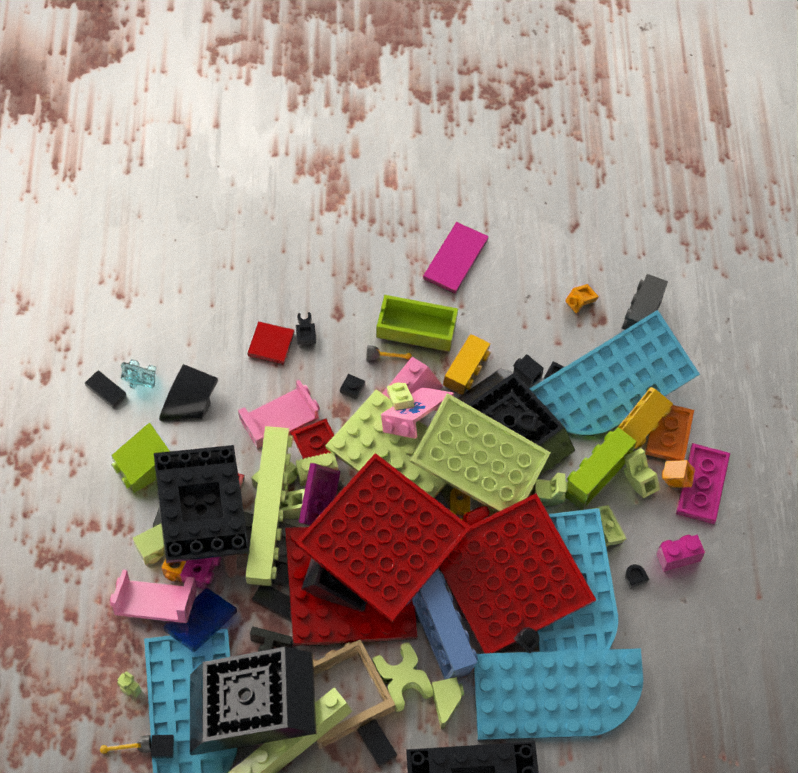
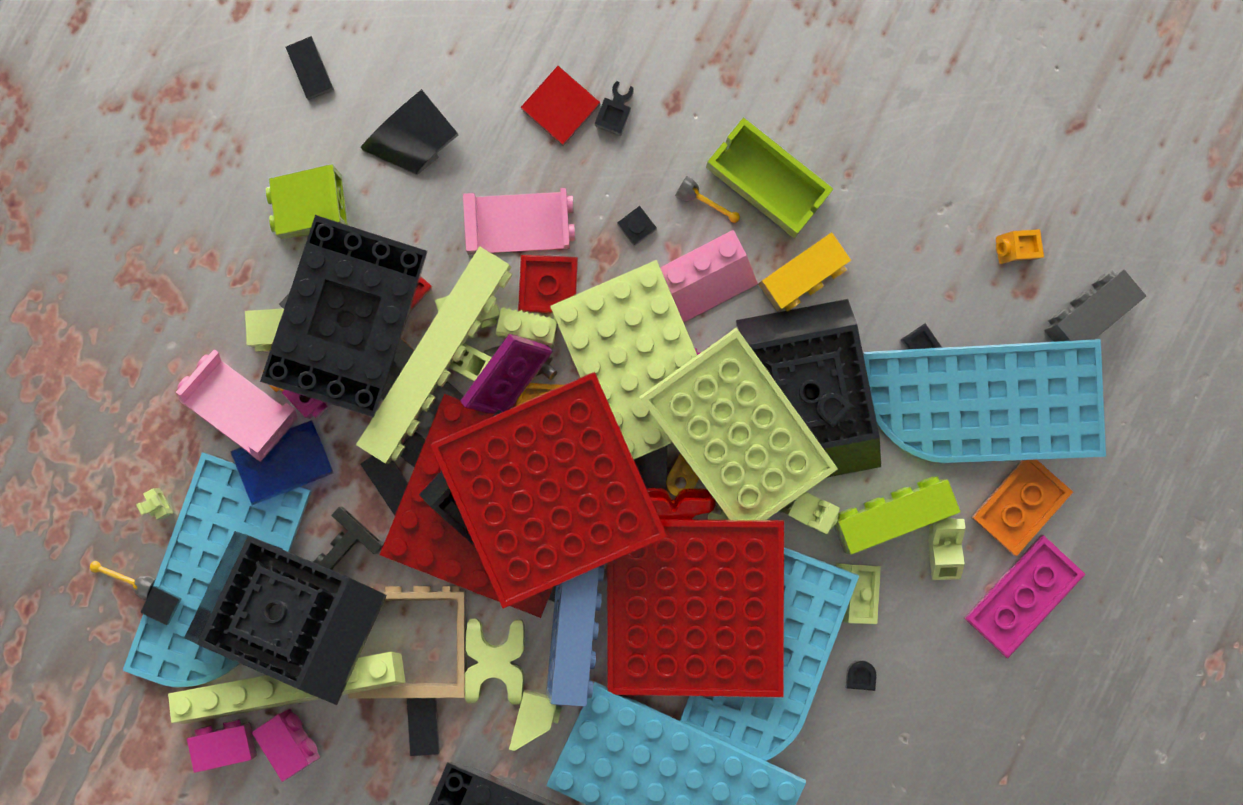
camera: 30 degrees right, 25 degrees up
(138, 375) = (357, 72): clear light blue hips -> none
(400, 396) = (680, 291): yellowish green plate -> none
(403, 421) = (690, 320): bright pink panel -> none
(455, 257) = (880, 95): dark pink tile -> none
(527, 638) = (669, 701): black tile -> none
(528, 370) = (881, 321): black brick -> none
(646, 416) = (995, 475): yellow brick -> none
(678, 474) = (996, 572): light orange brick -> none
(680, 552) = (935, 680): dark pink brick -> none

